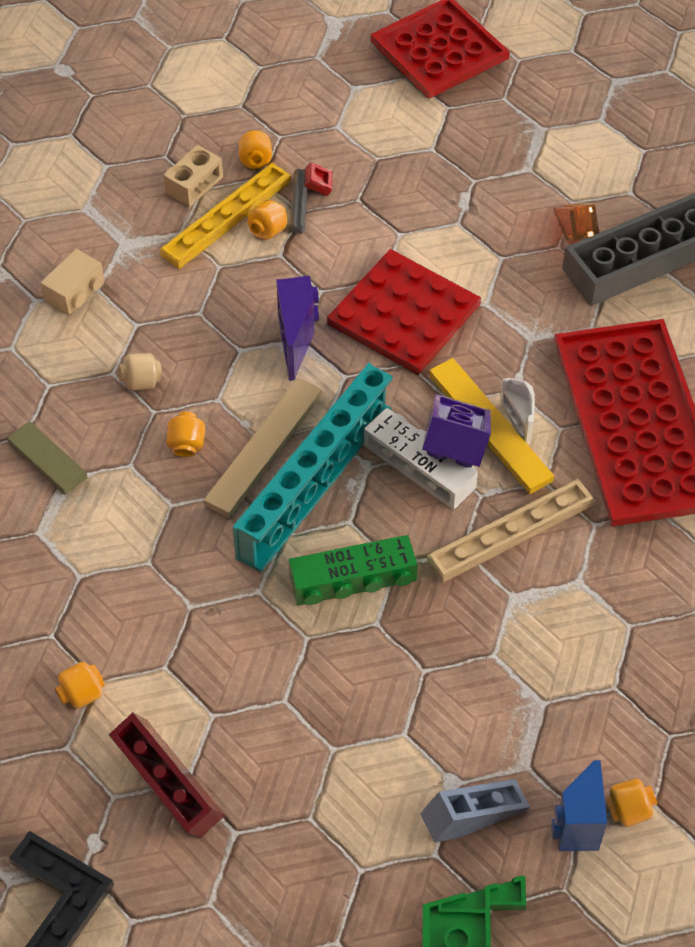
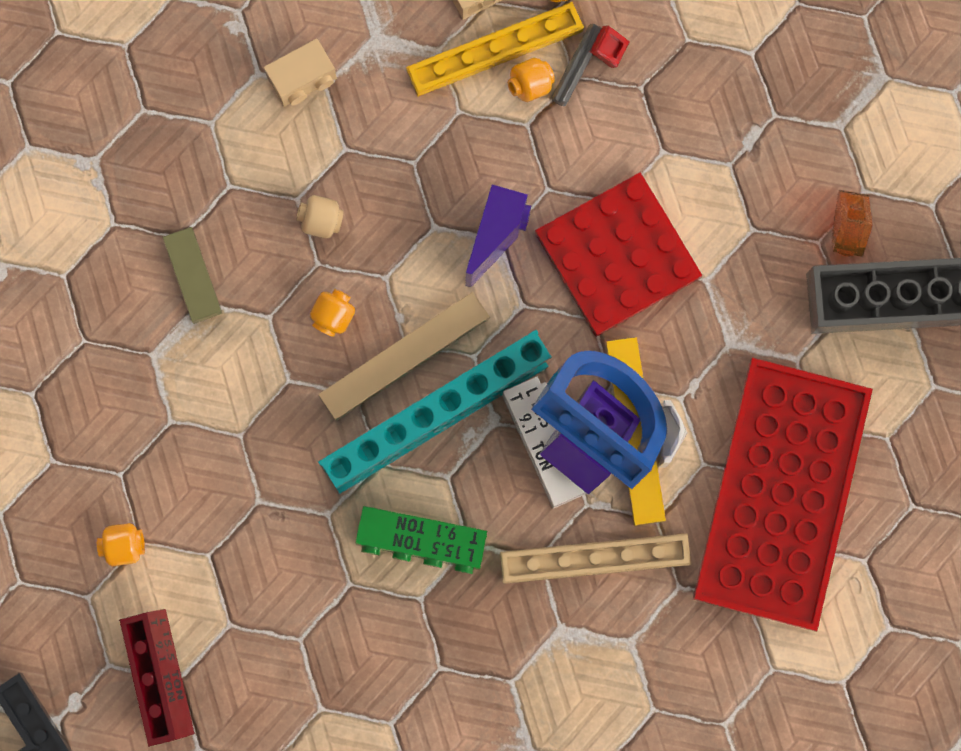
camera: 20 degrees right, 25 degrees up
(461, 400) = (589, 432): none -> blue window

